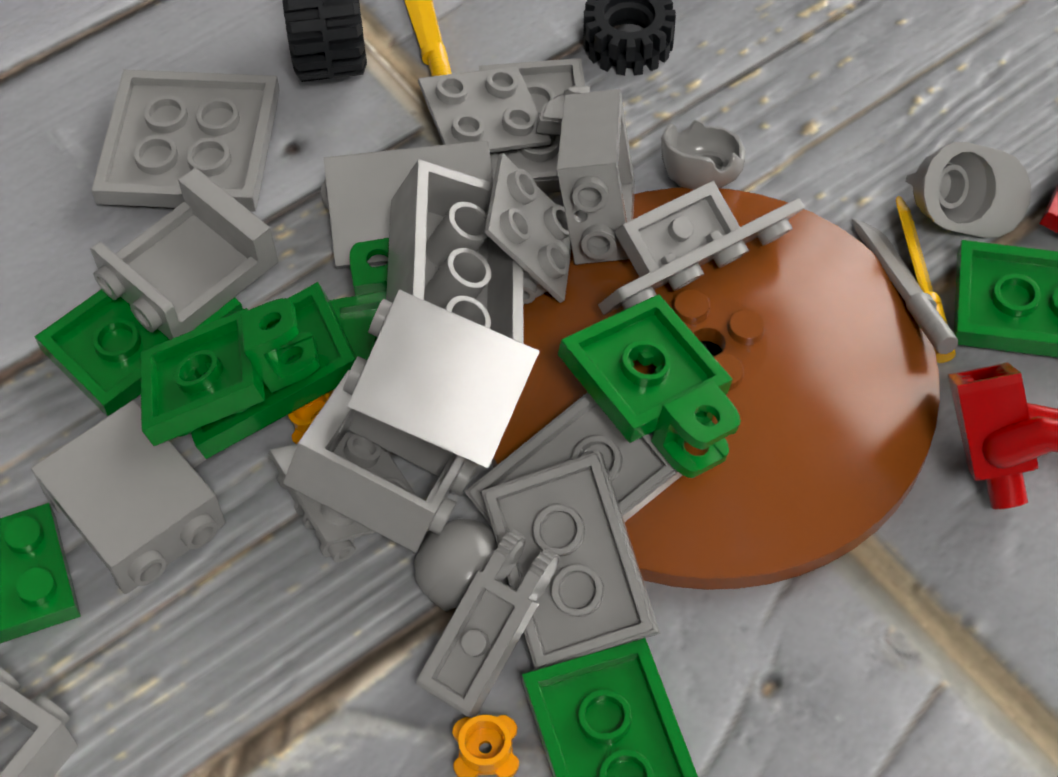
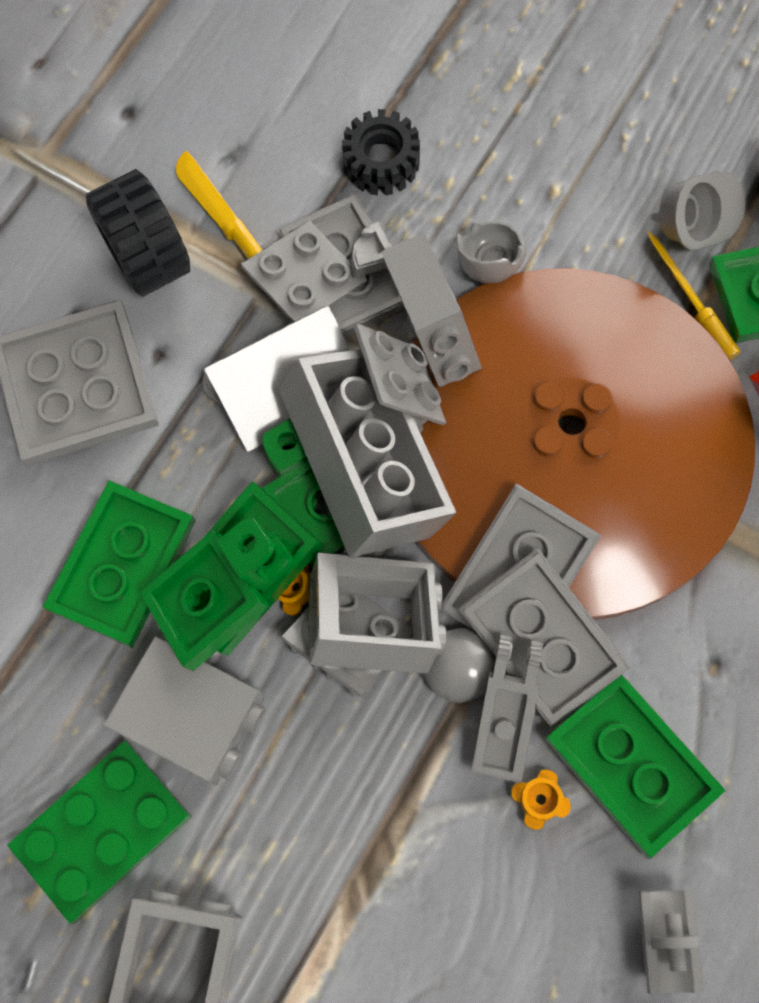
camera: 20 degrees left, 15 degrees up
(188, 259) = (135, 498): light grey panel -> none
(440, 377) = (404, 545): panel -> none
(674, 400) = (582, 484): green plate -> none
(686, 234) = (524, 344): light grey bracket -> none
(918, 303) = (704, 323): light grey piece -> none

